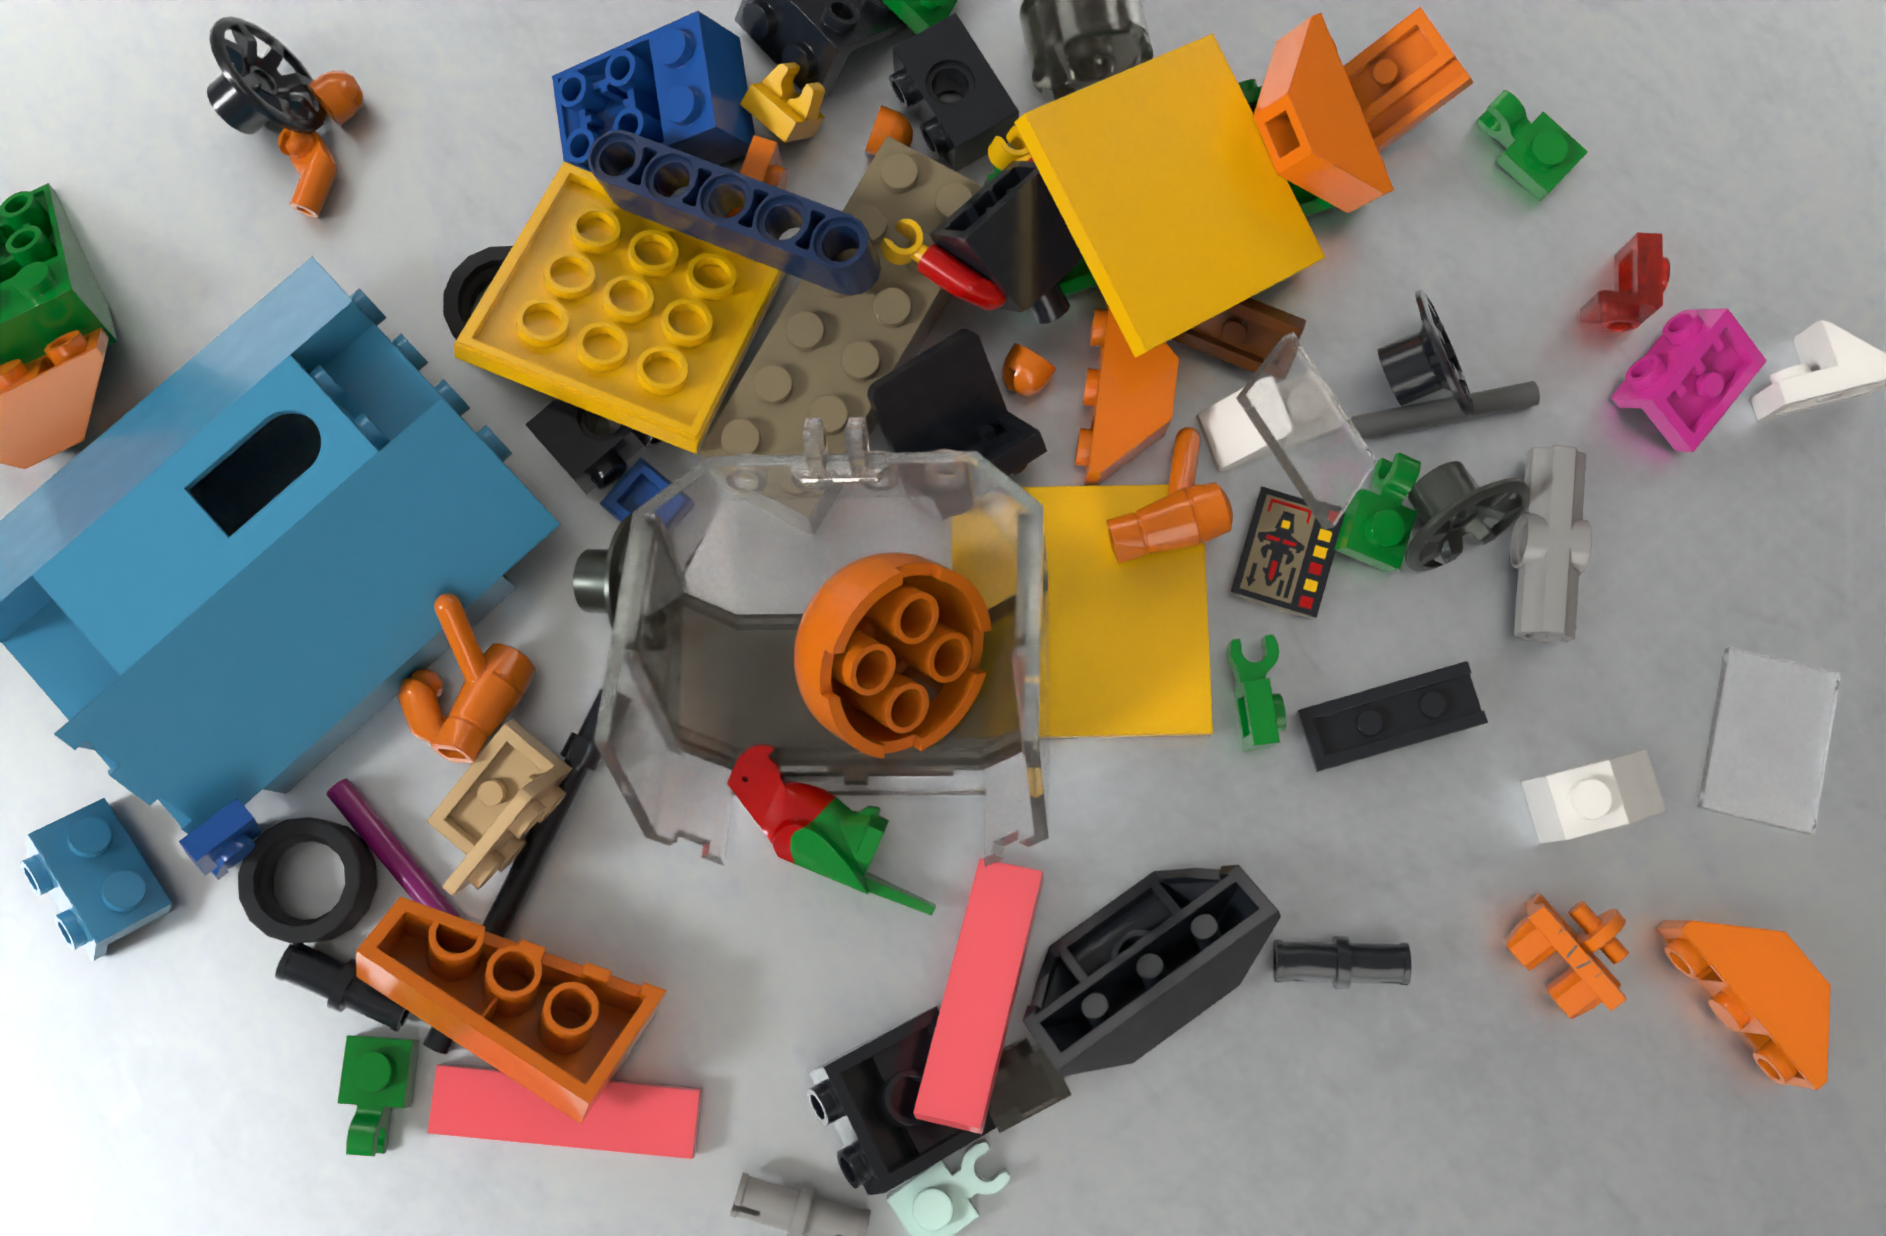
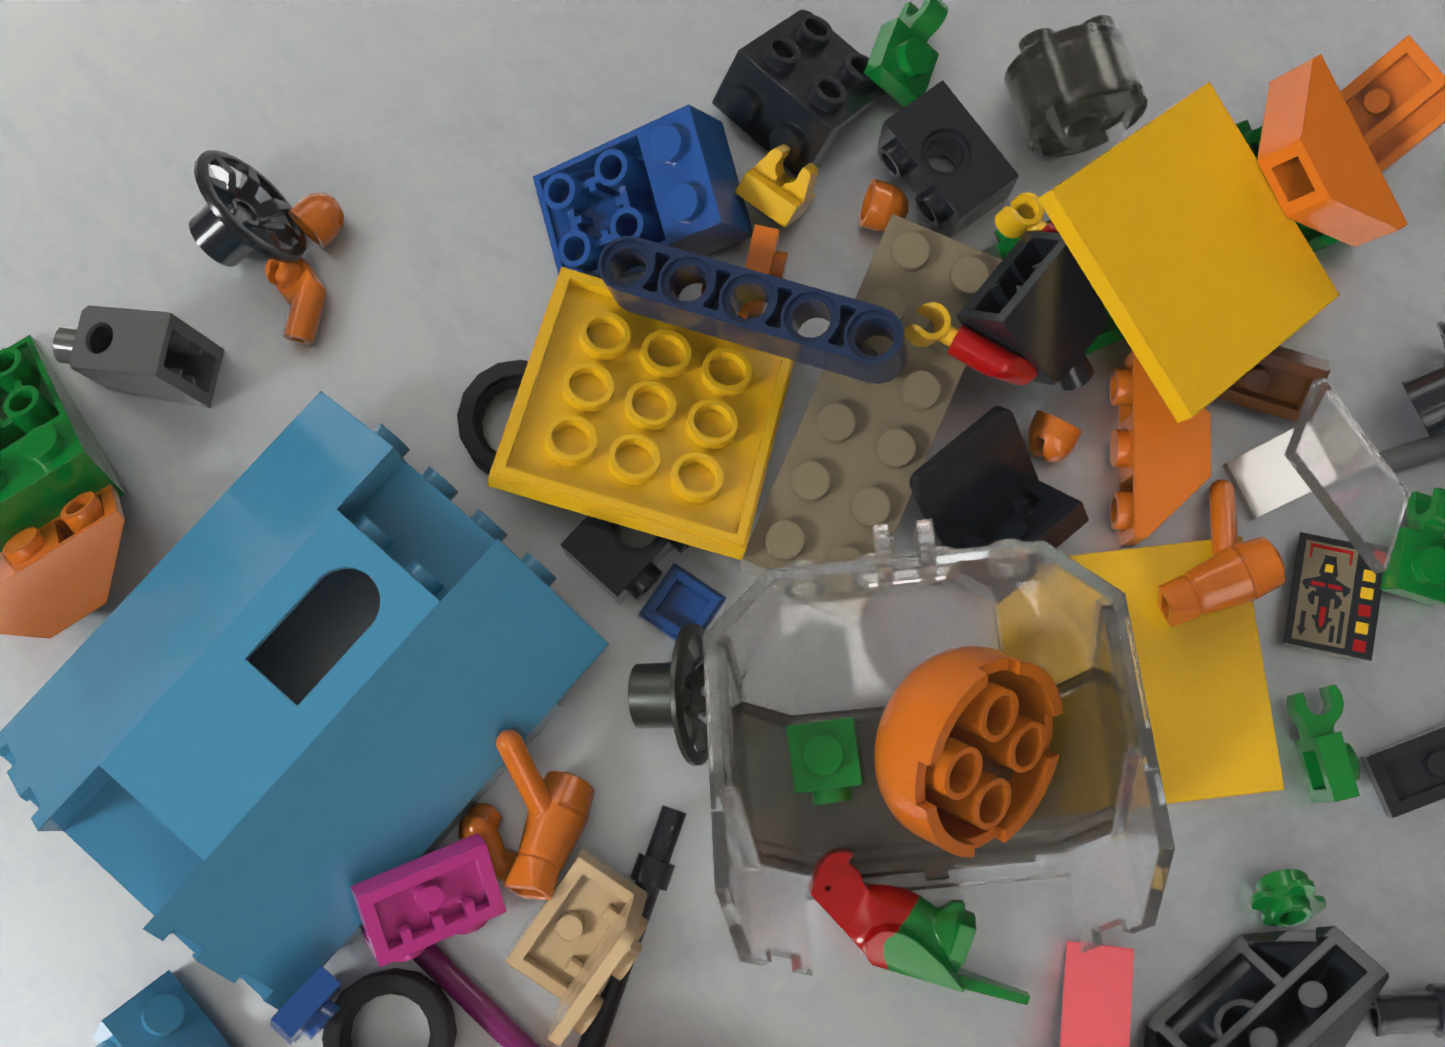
camera: 10 degrees left, 0 degrees up
(122, 201) = (141, 354): none -> dark grey torso
(353, 751) = (428, 900): none -> dark pink bracket
(755, 653) = (826, 759): none -> green brick
(1200, 838) = (1286, 898): none -> green plate

